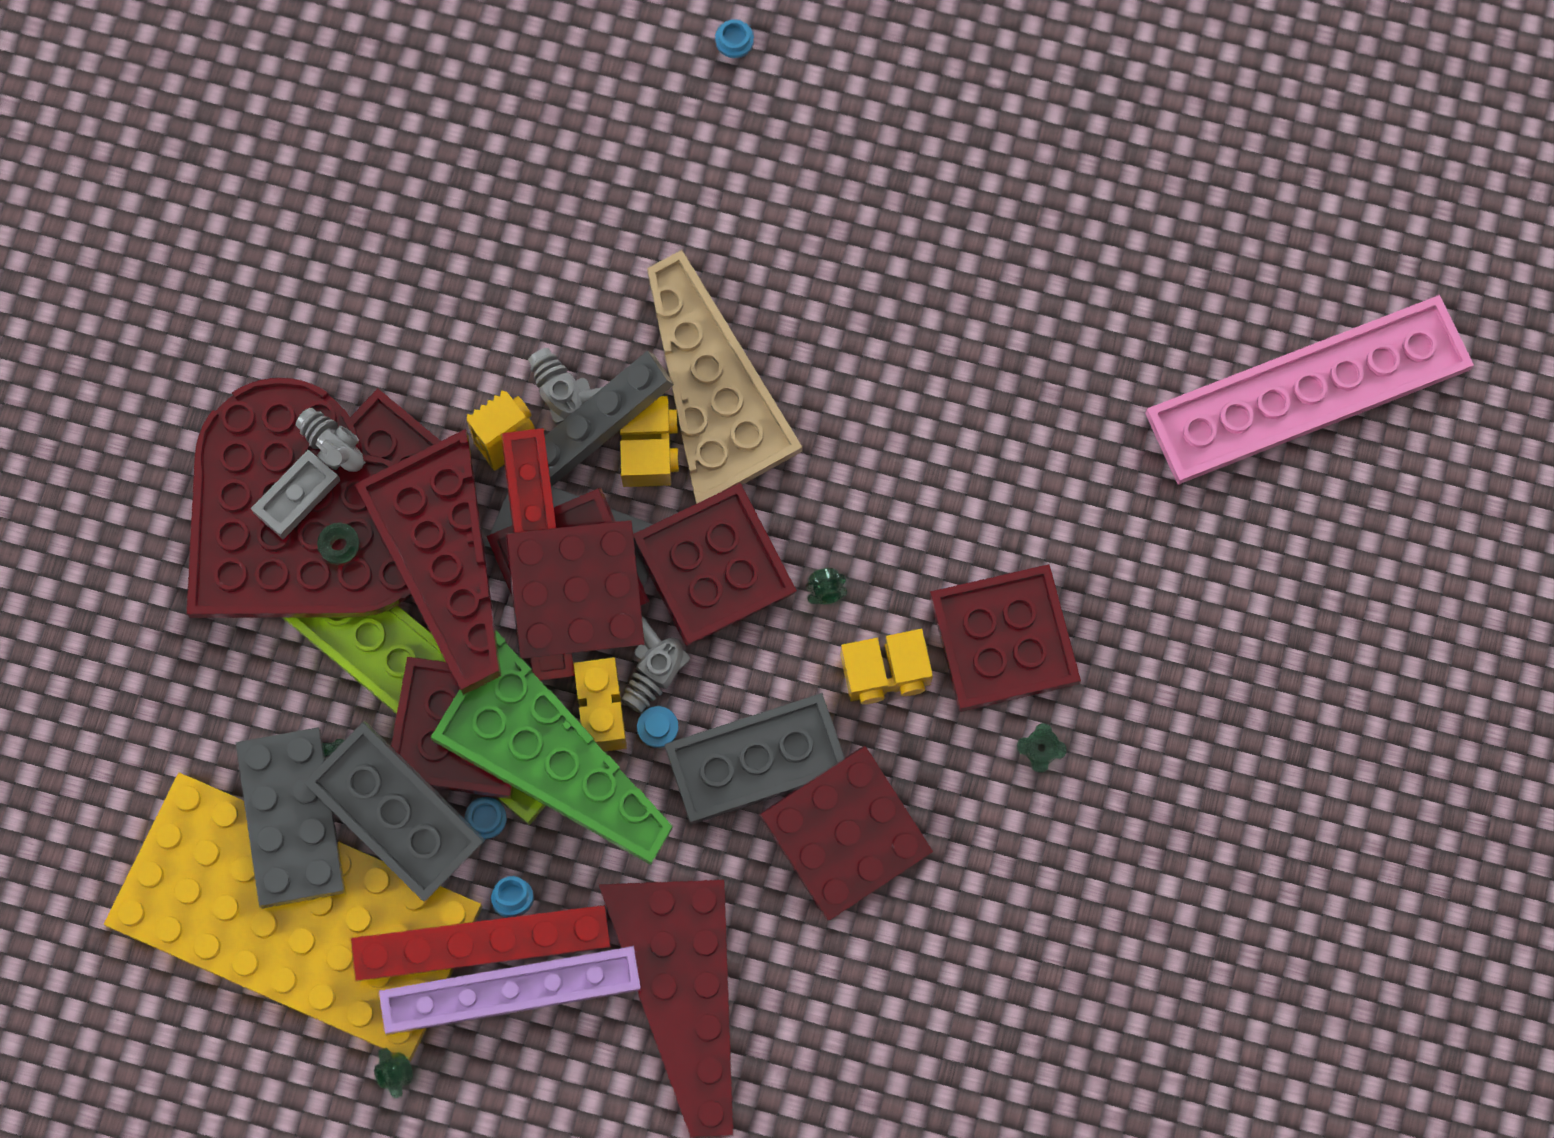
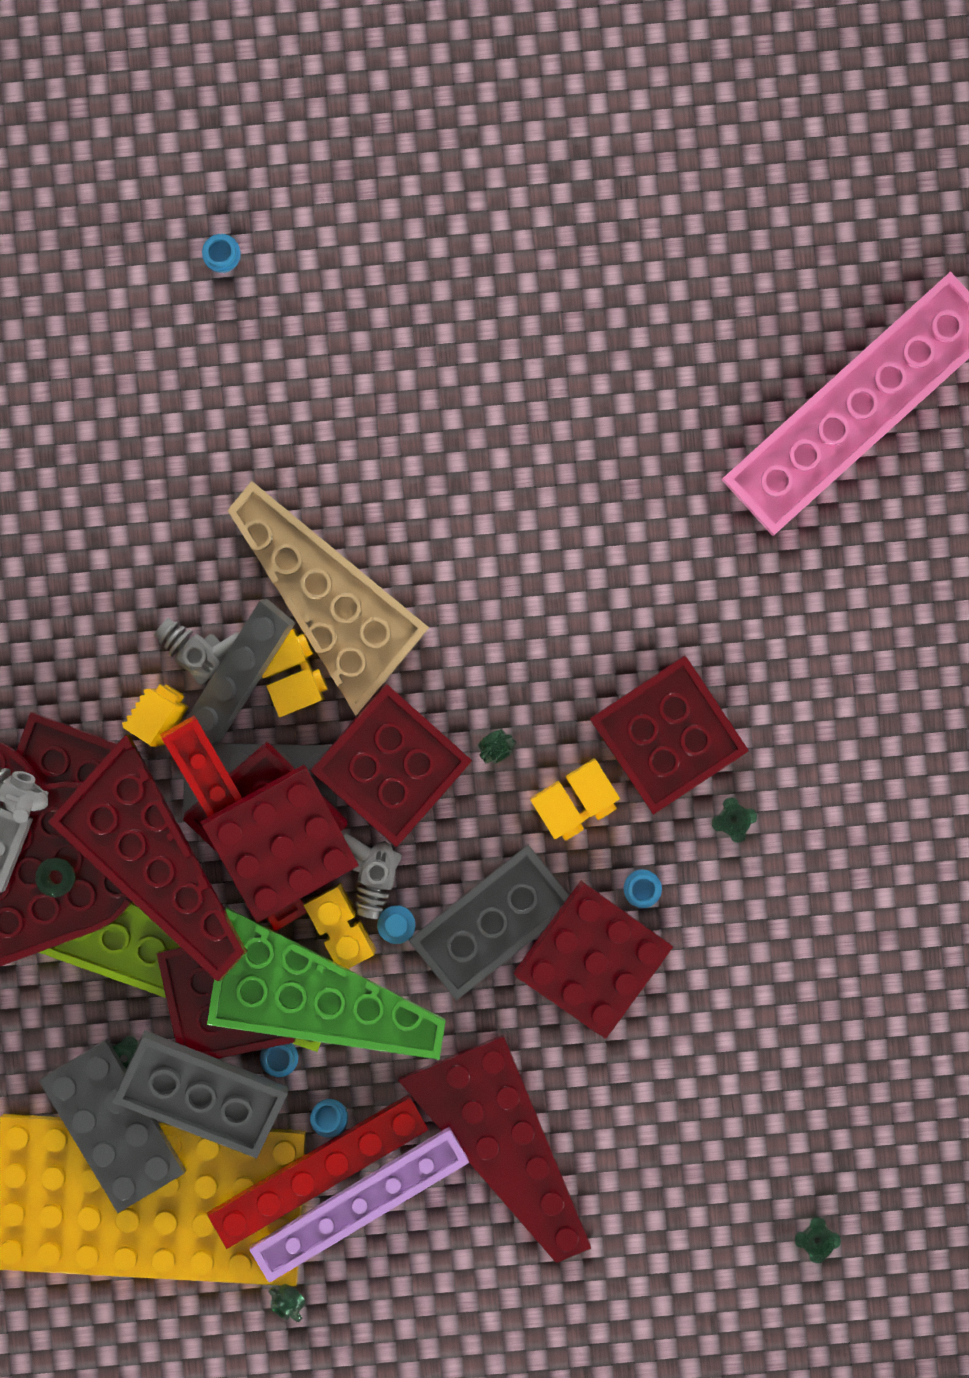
camera: 20 degrees left, 15 degrees up
(922, 782) = (642, 888): none -> dark azure plate

